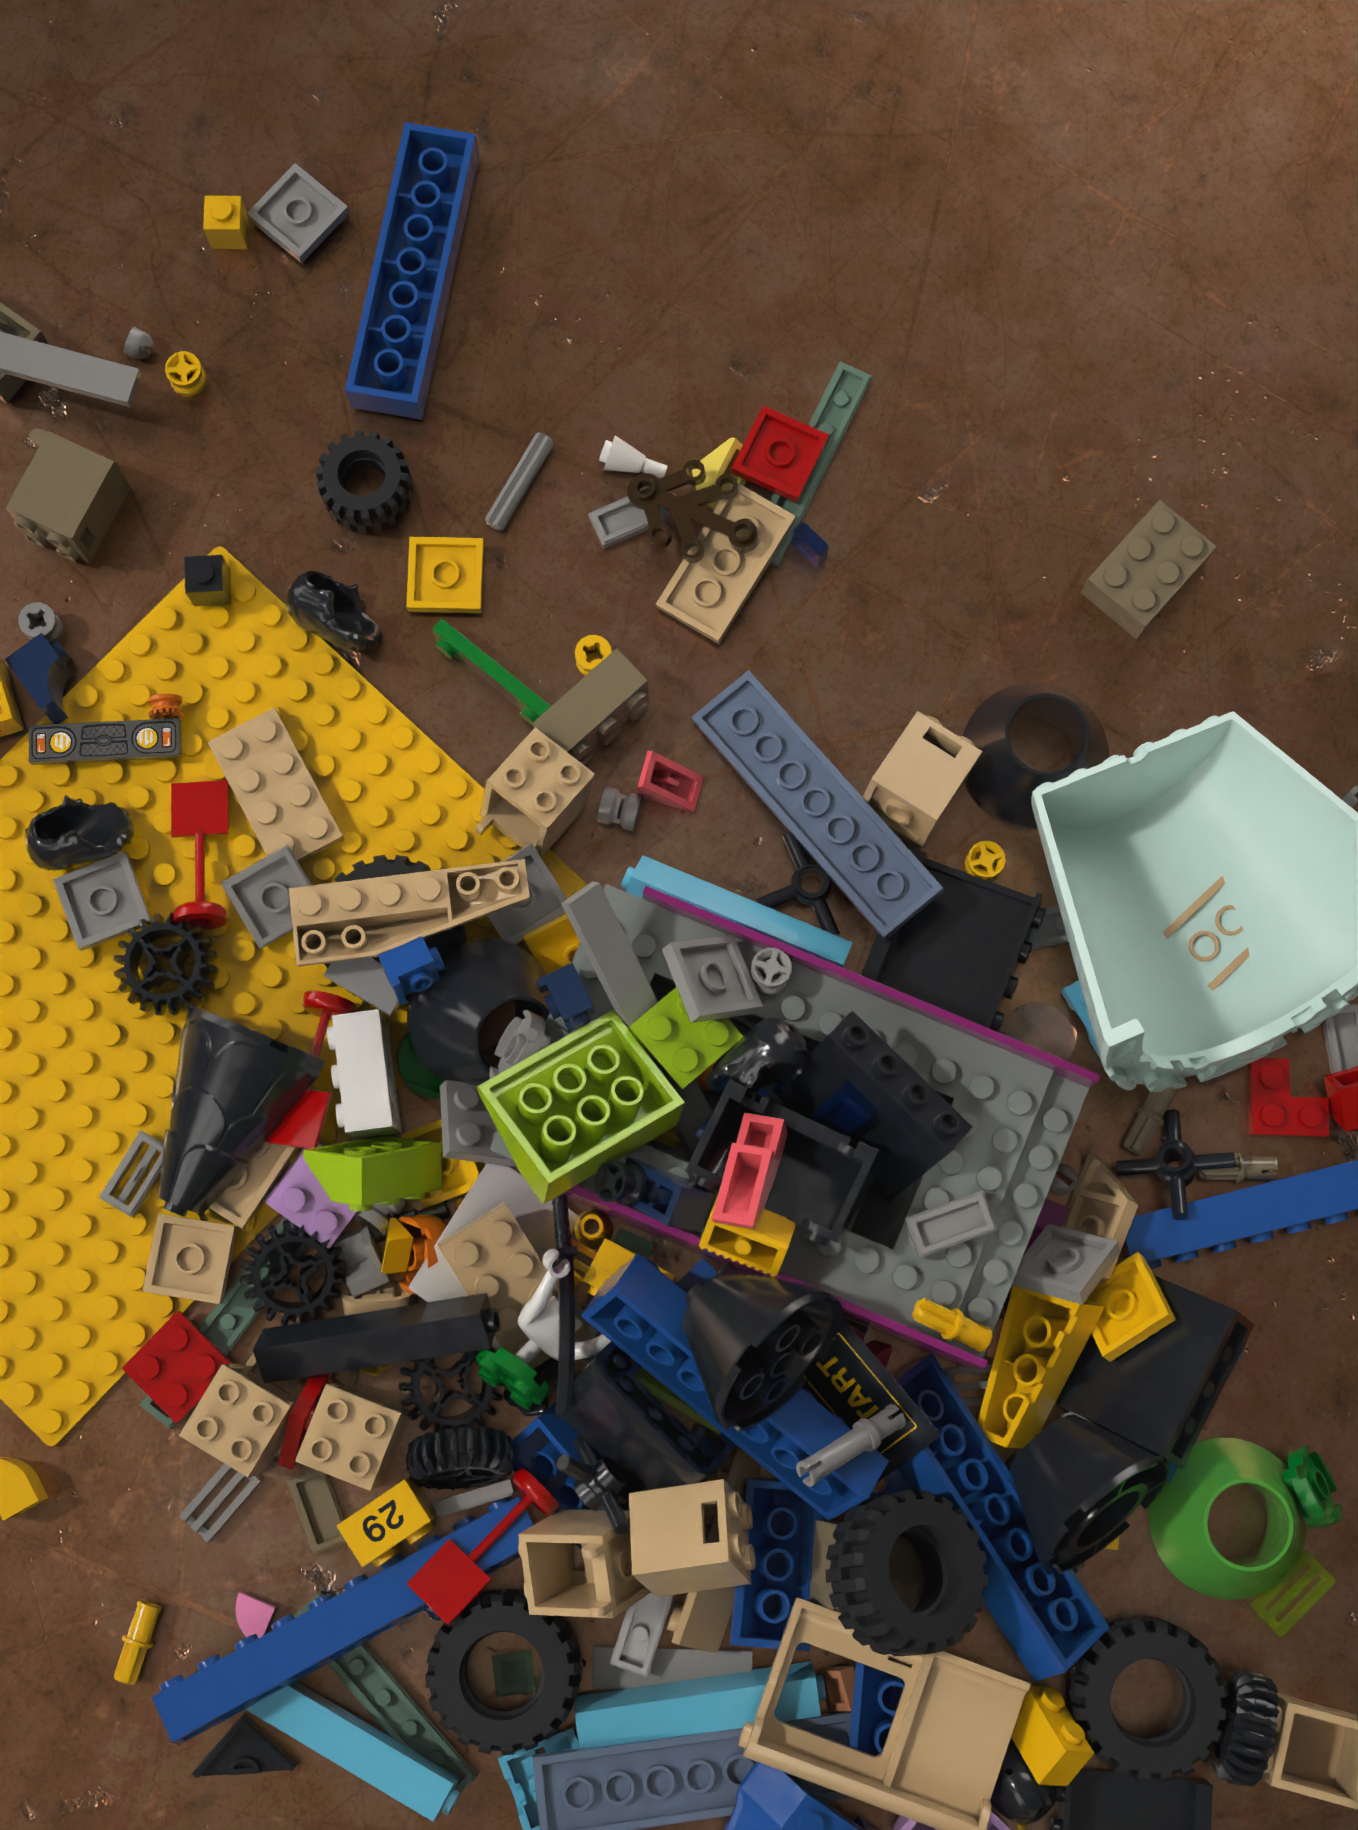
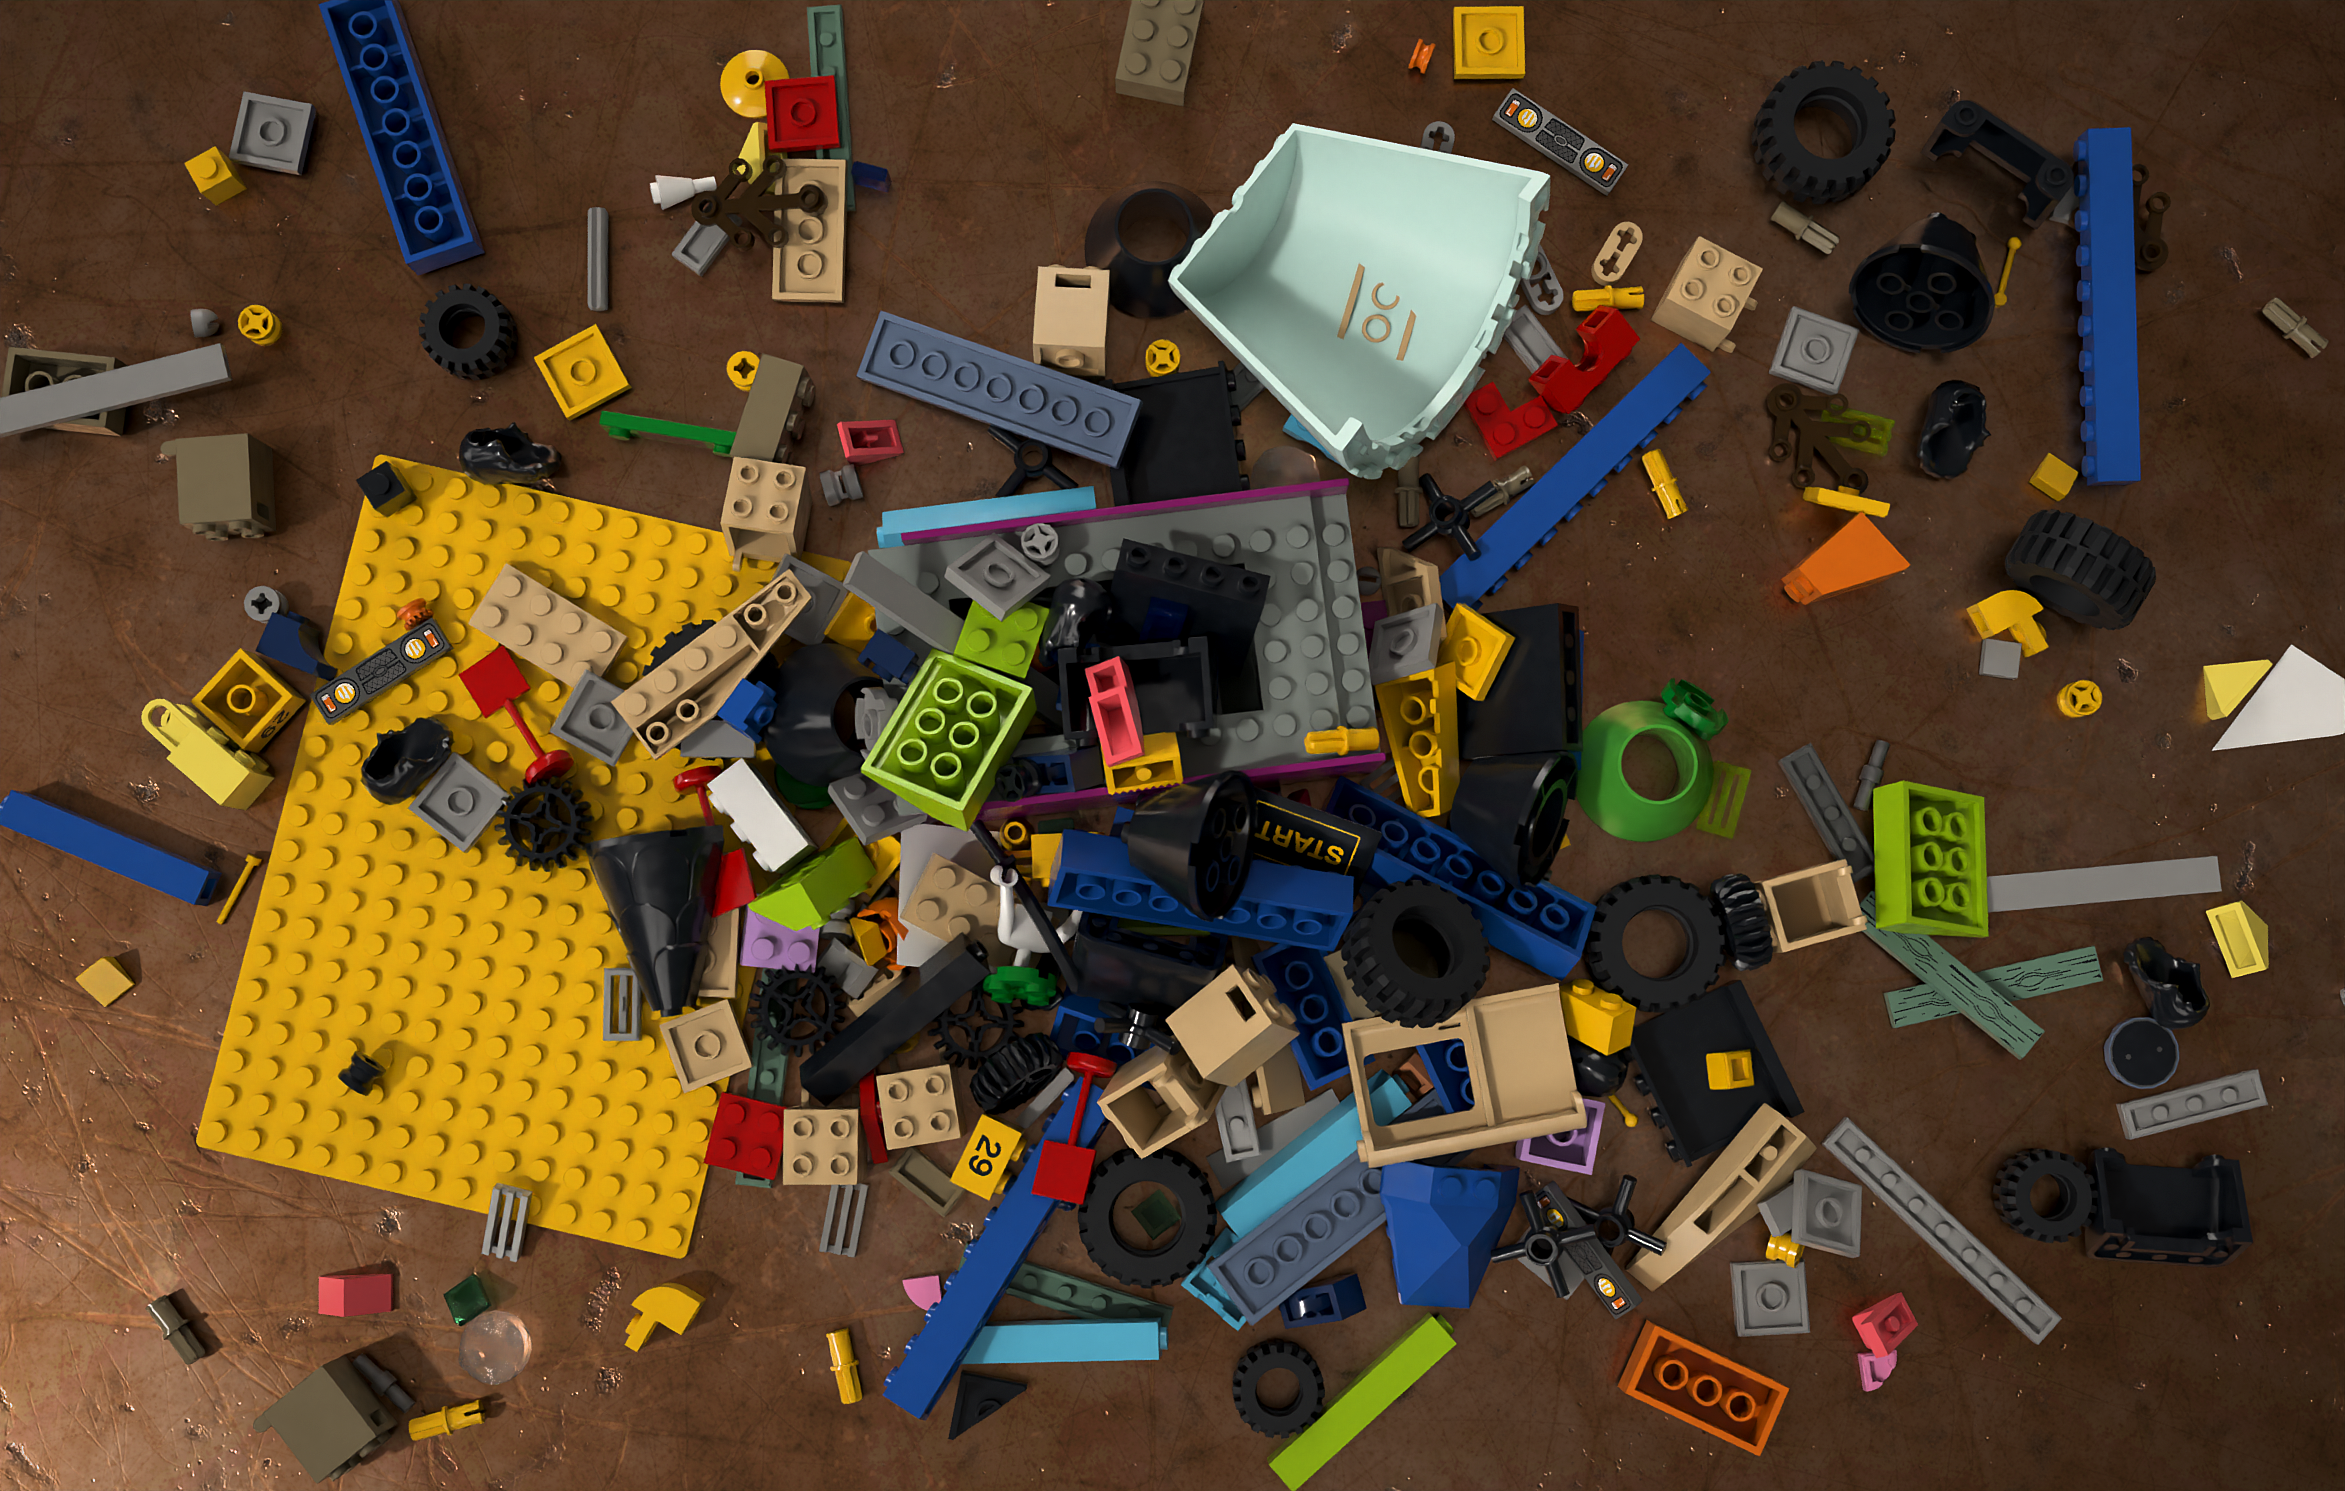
camera: 35 degrees left, 5 degrees up
(734, 408) = (746, 98): none -> yellow dish
(863, 1437) = (1323, 868): light grey pin -> none
(950, 1224) = (1296, 663): light grey tile -> none

